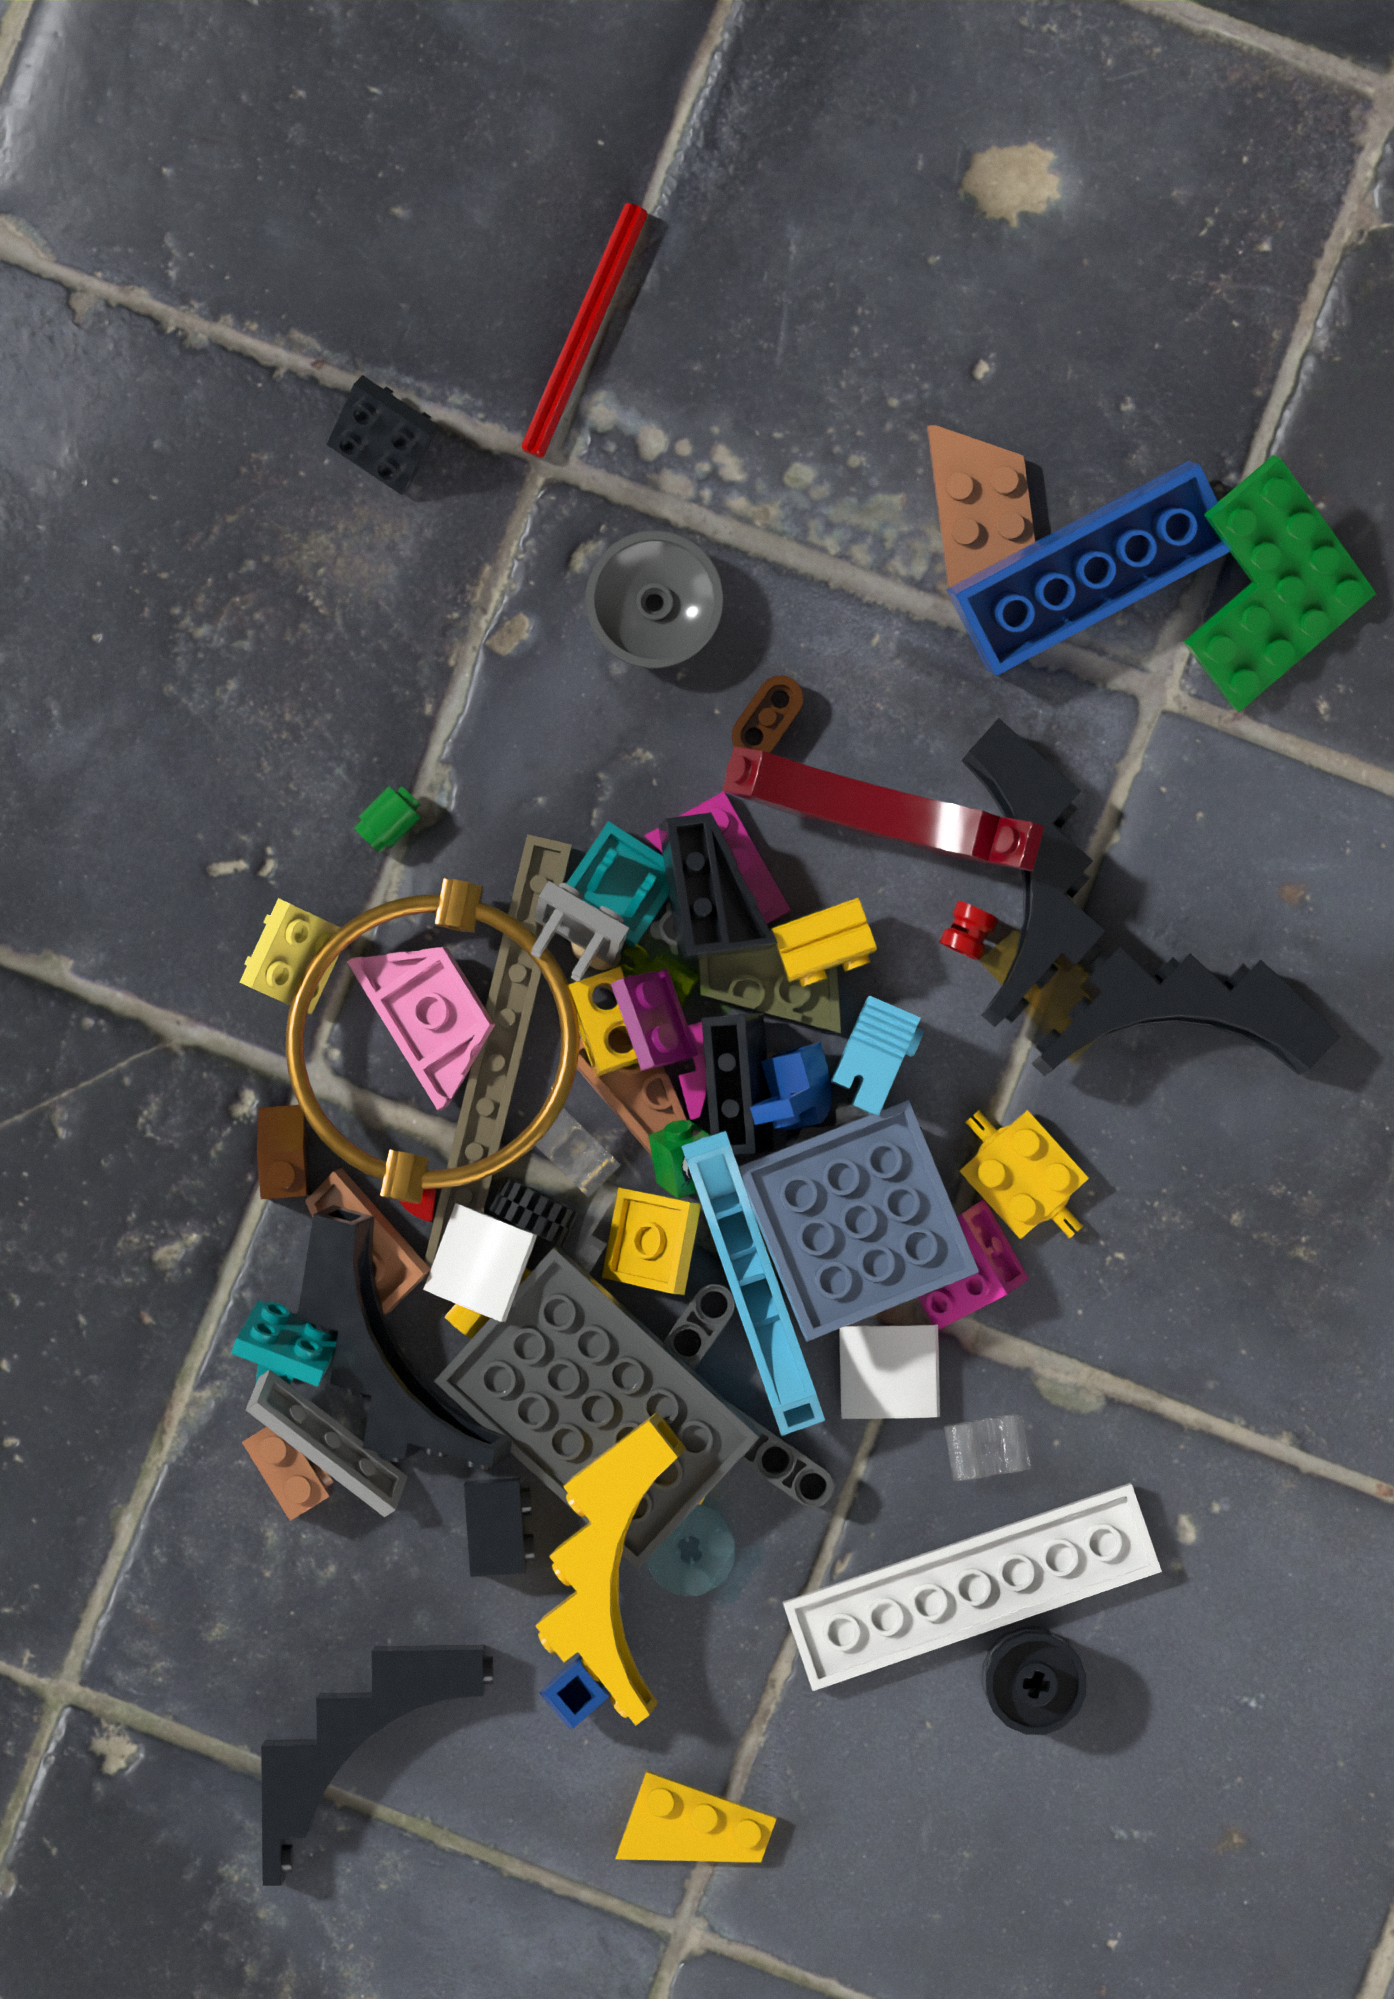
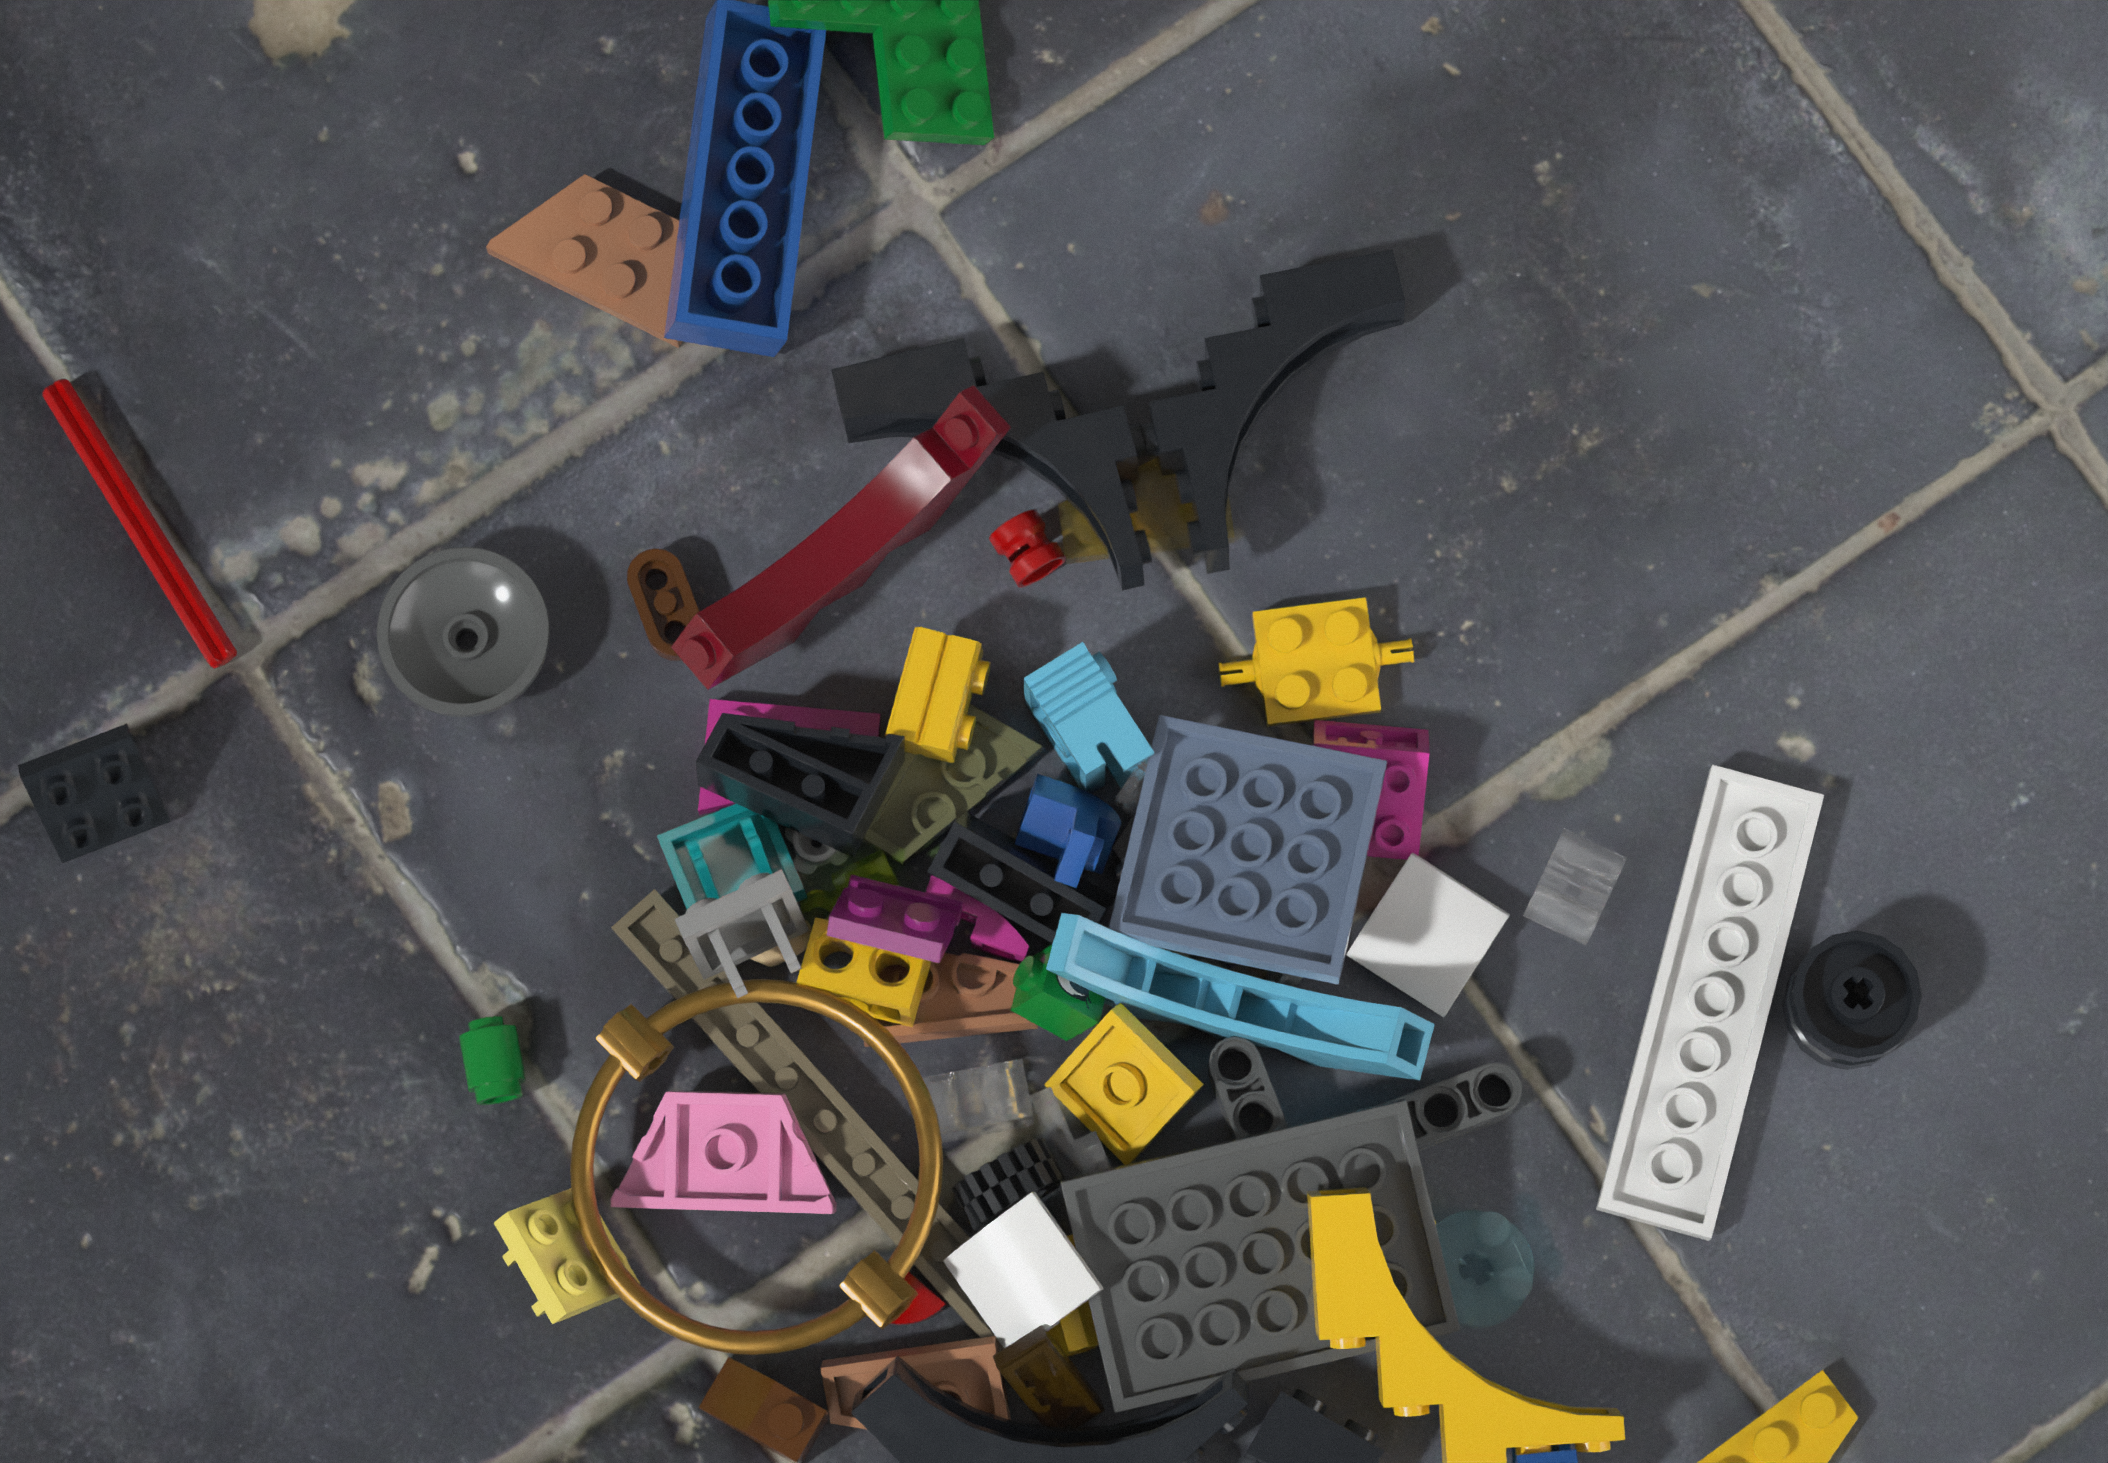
camera: 55 degrees left, 10 degrees down
(424, 1324) = (1048, 1381): none -> dark brown plate

